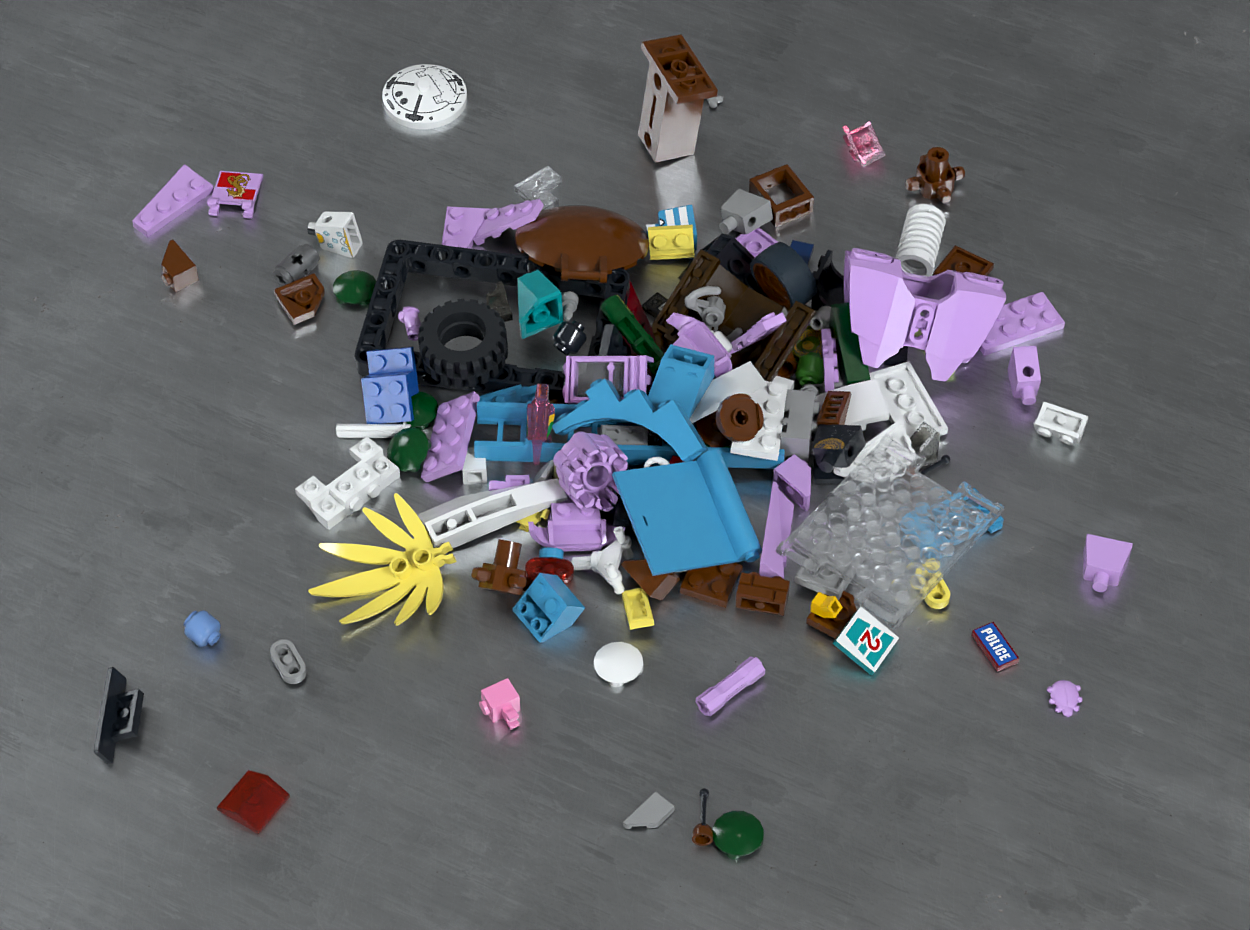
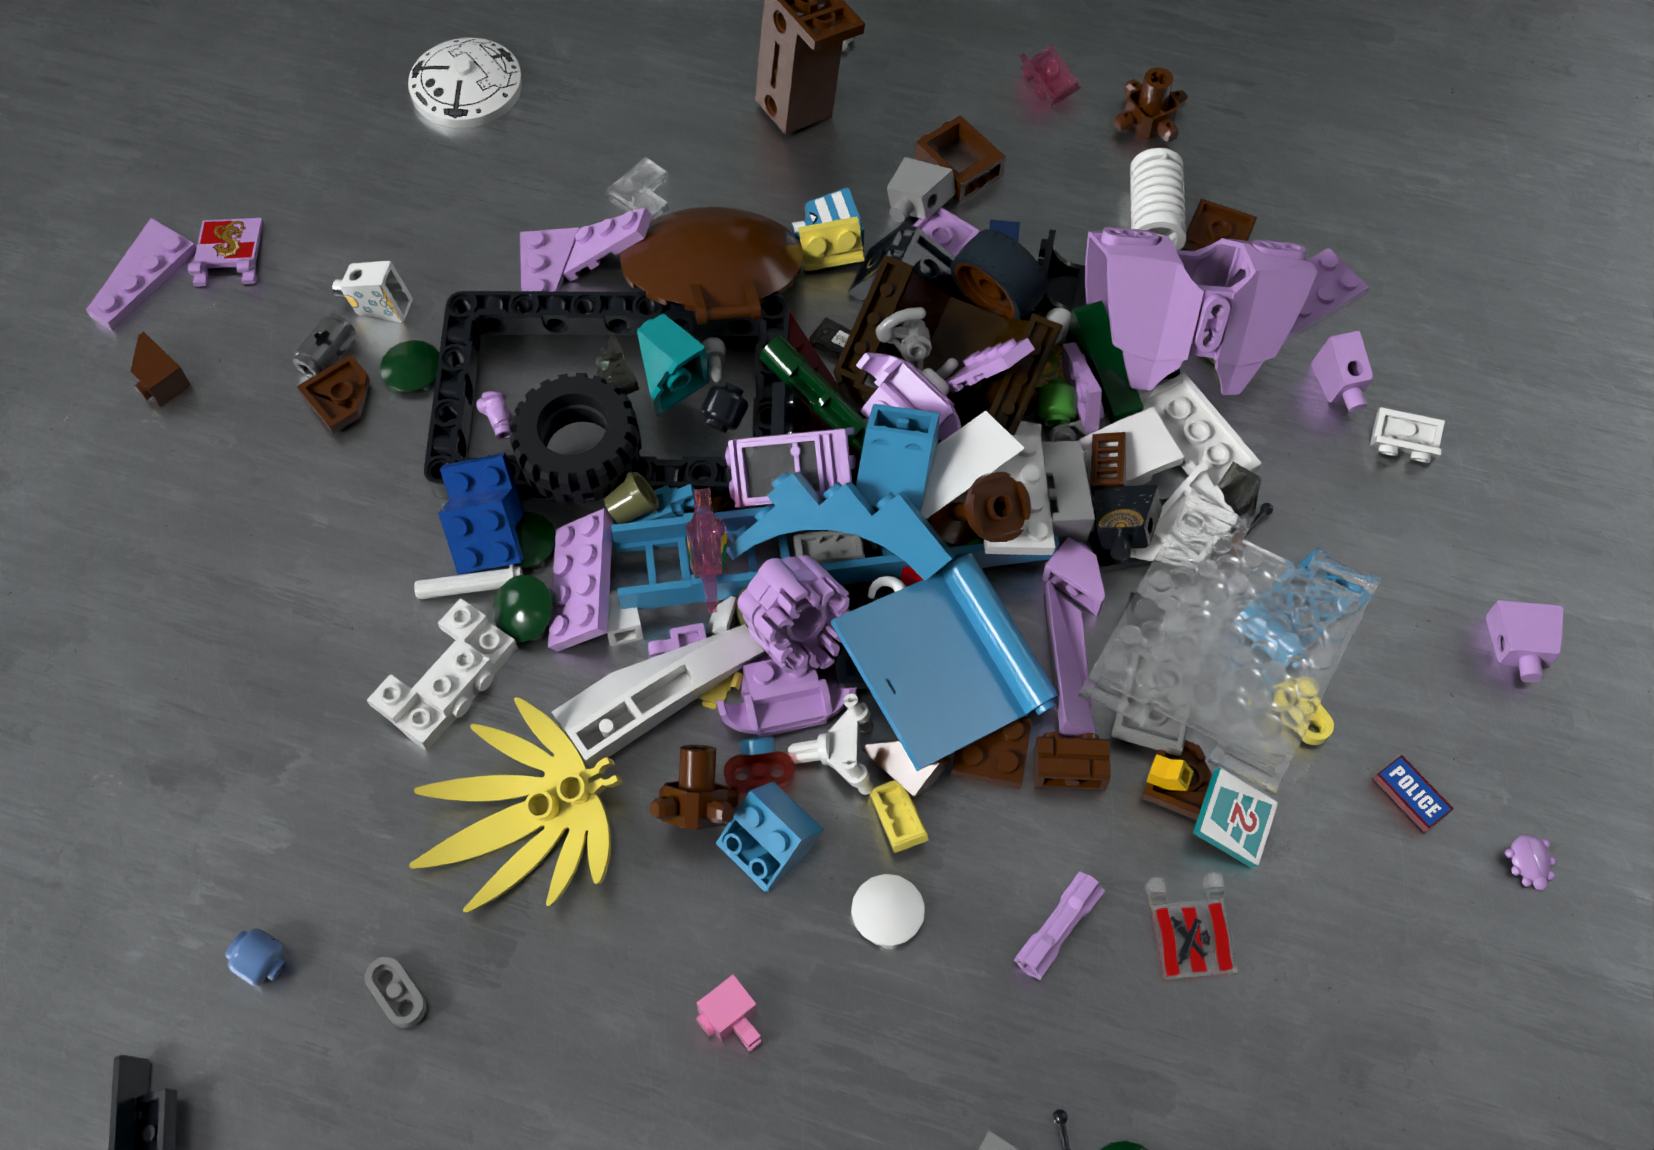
camera: 10 degrees left, 10 degrees up
(494, 388) = (631, 499): none -> olive piece
(819, 707) = (1192, 935): none -> flag

